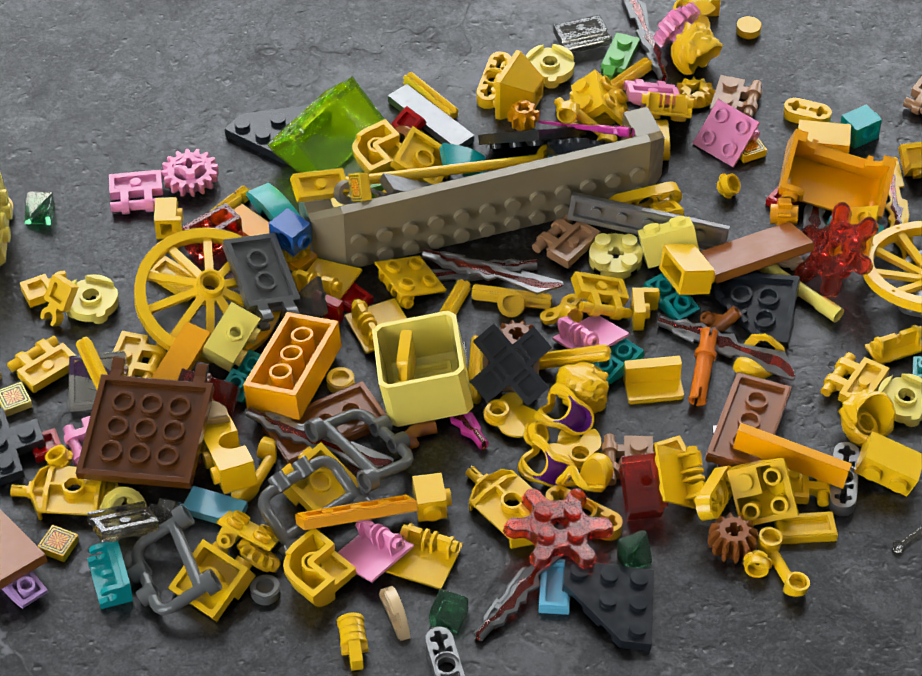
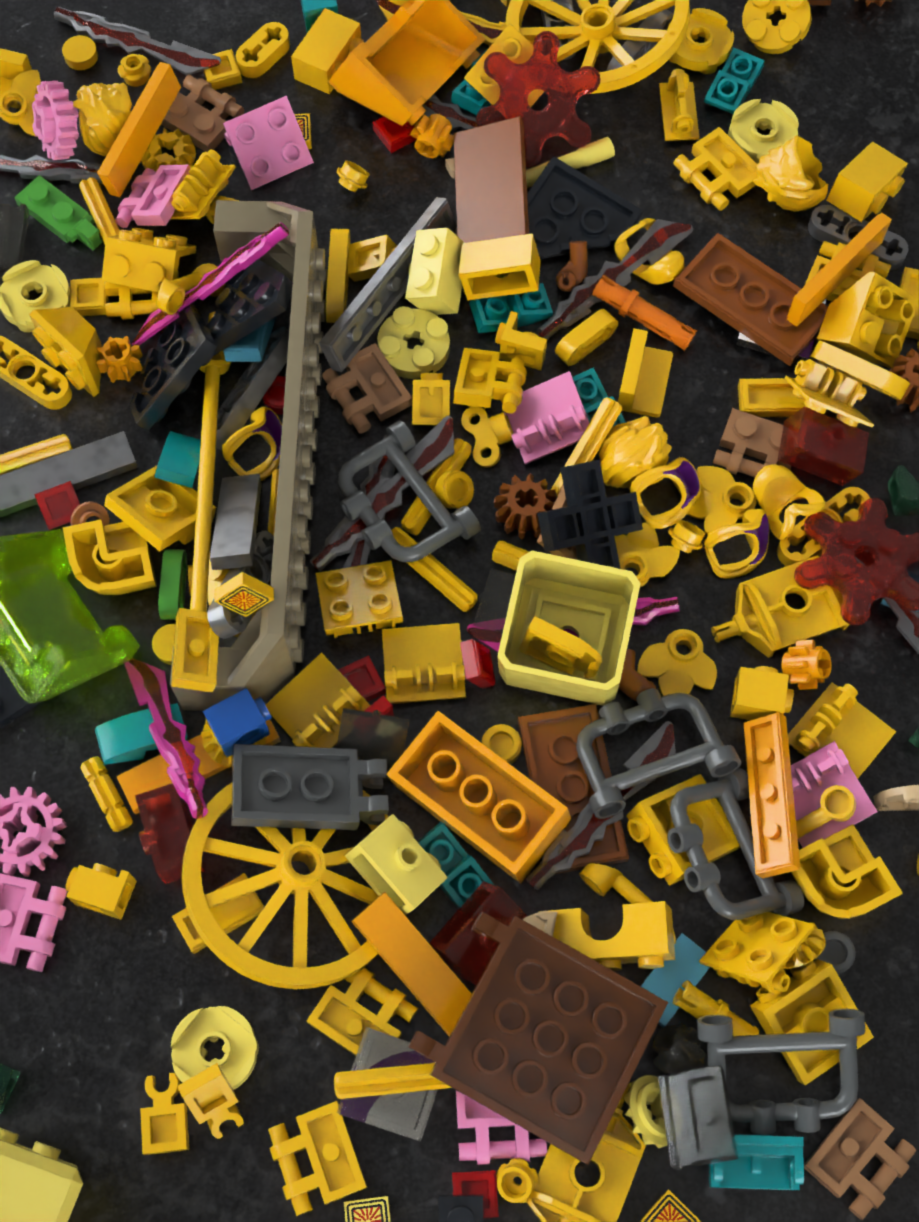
camera: 70 degrees left, 20 degrees up
(134, 622) = (847, 1151): none -> medium nougat plate
(200, 514) = (700, 1004): none -> yellow pin
(261, 215) = (151, 689): none -> dark pink sword
(360, 548) = (836, 804): none -> yellow bar
(437, 455) = (676, 671): none -> yellow plate
(471, 254) = (378, 532): none -> dark grey bar
(471, 514) = (806, 664): none -> light orange gear
(561, 89) = (88, 296): none -> yellow tile
(566, 269) = (430, 399): none -> yellow bracket
(666, 340) = (586, 337): none -> yellow beam
(694, 65) = (139, 129): none -> light orange tile
(751, 56) = (134, 70): none -> yellow plate
(773, 73) = (132, 40): none -> flat silver sword
(776, 97) = (224, 74): none -> yellow tile

